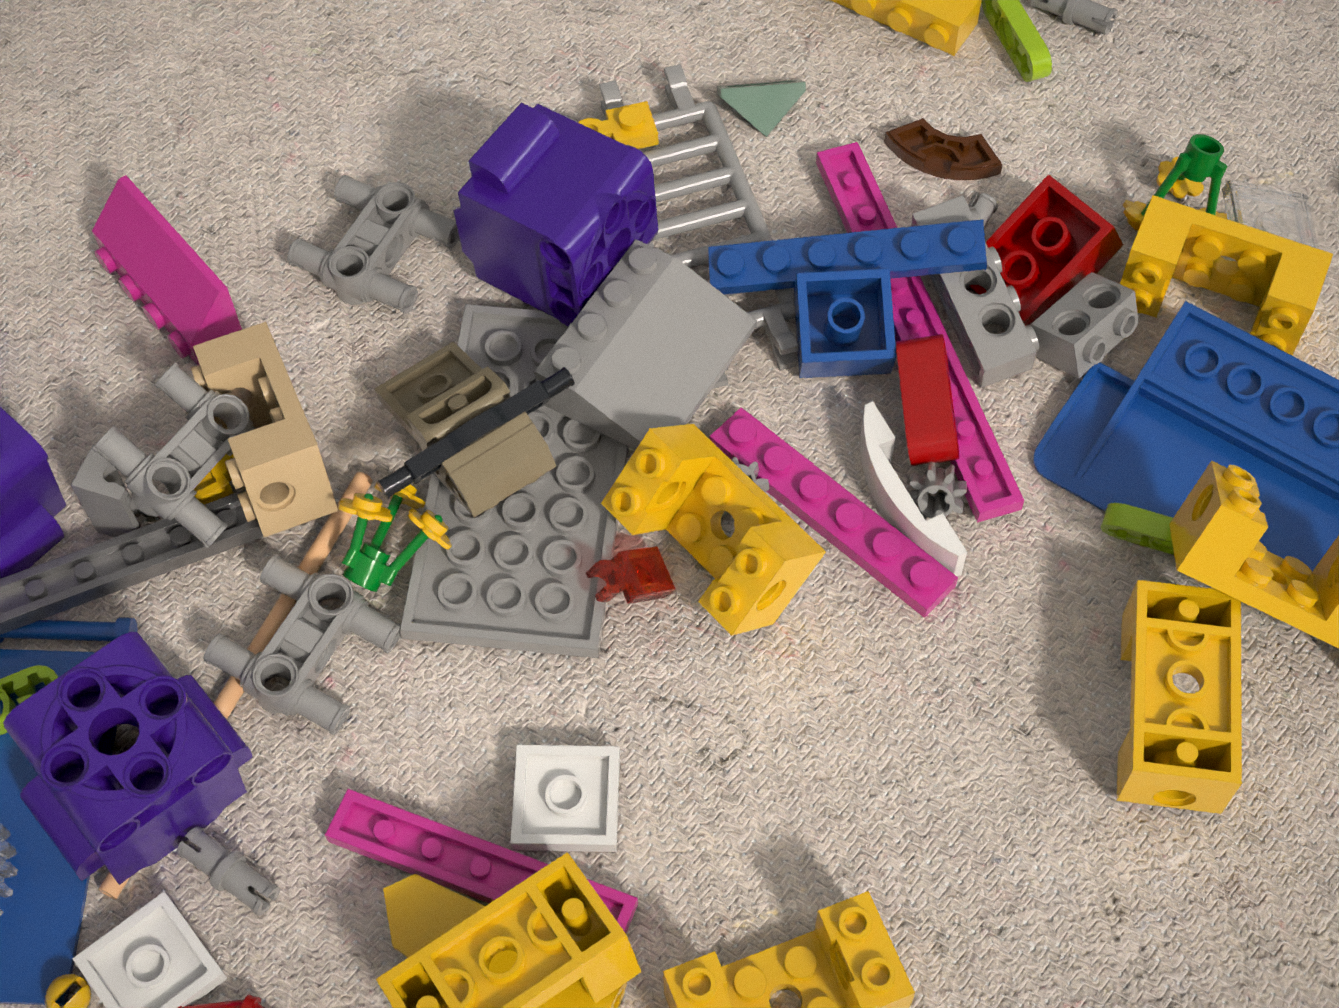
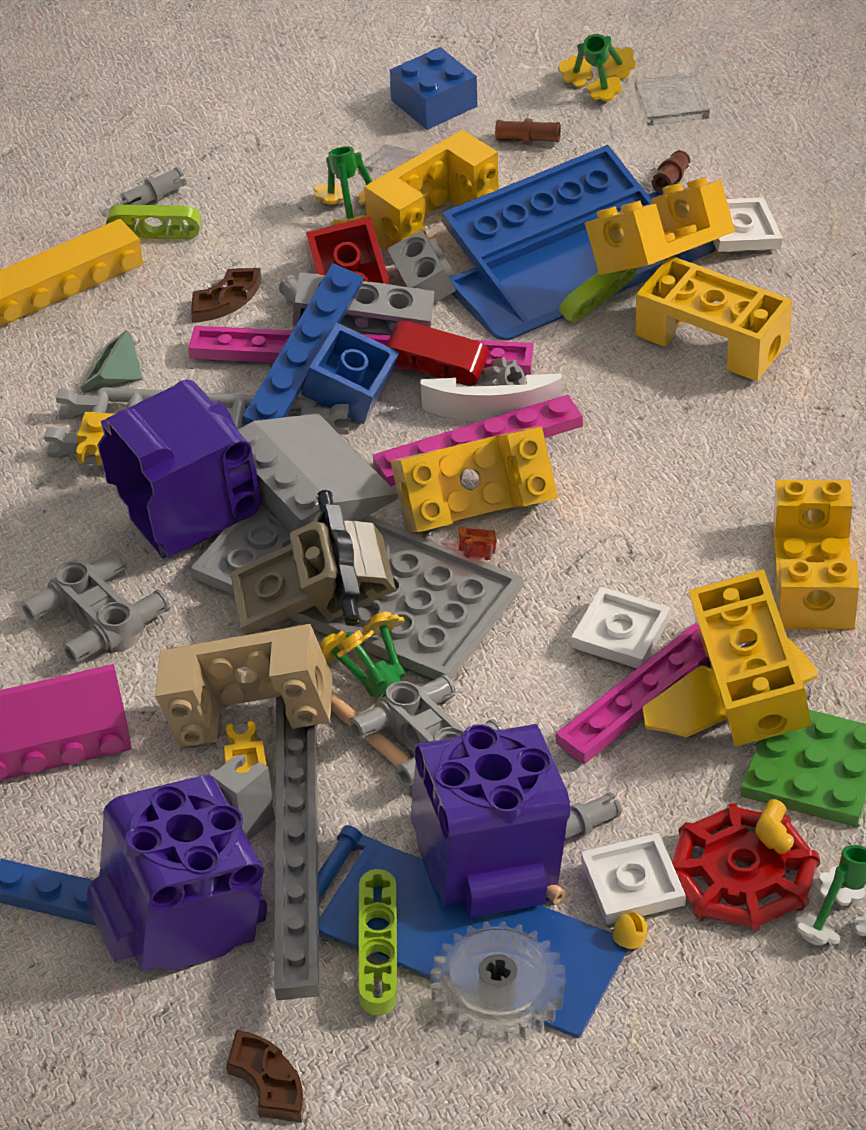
camera: 65 degrees left, 15 degrees down
(184, 458) = (247, 725): light grey piece -> none

